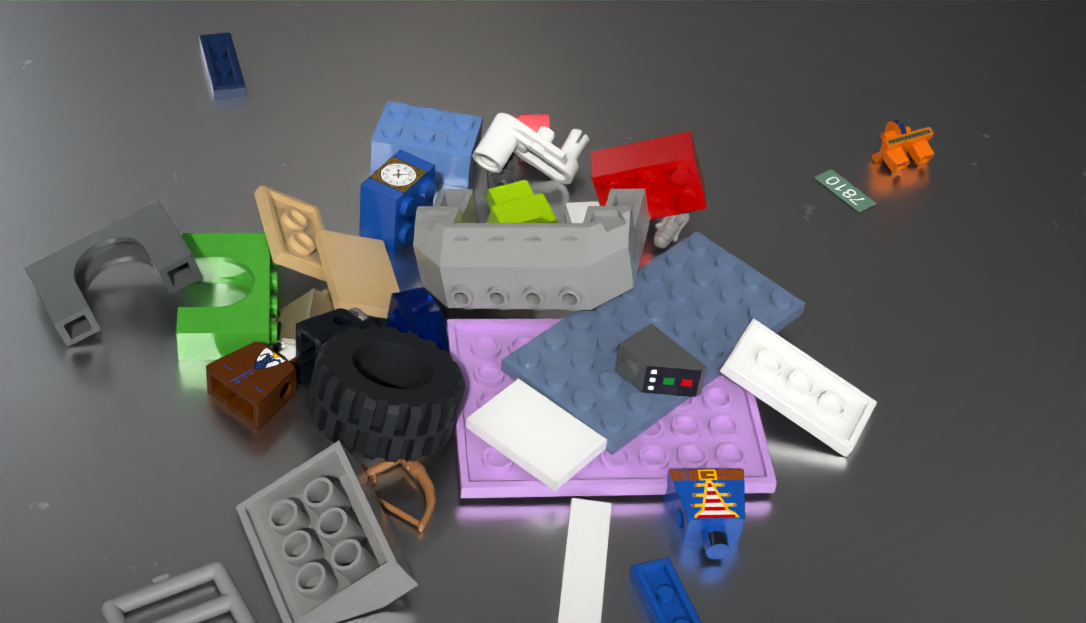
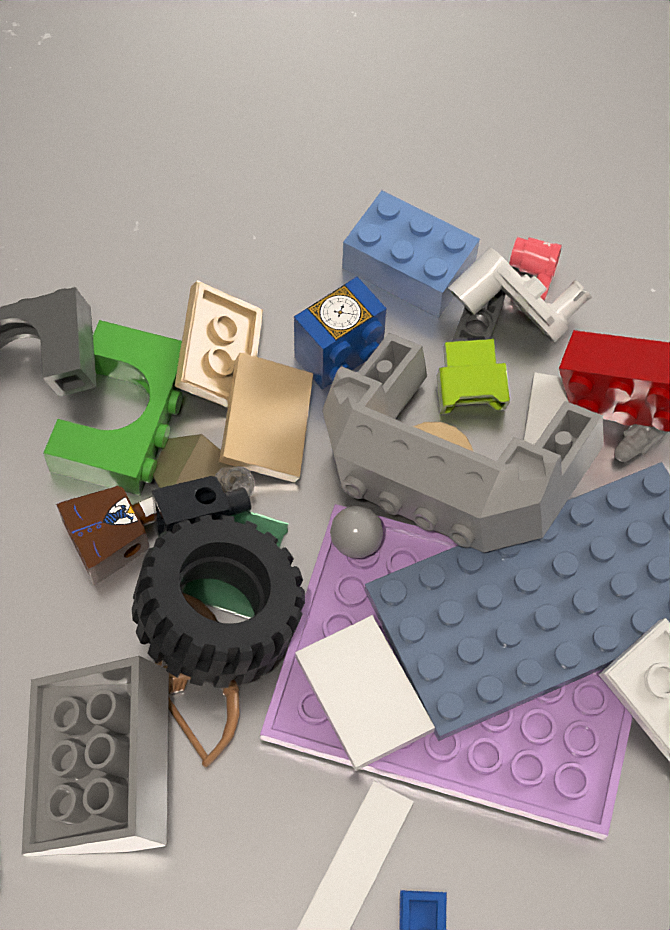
camera: 25 degrees right, 20 degrees up
(222, 66) = (239, 86): dark blue tile -> none
(418, 313) = (300, 509): clear blue slope -> none
(479, 324) = (356, 532): none -> light grey piece
(659, 364) = (523, 655): dark grey slope -> none
(707, 507) = (516, 844): blue torso -> none

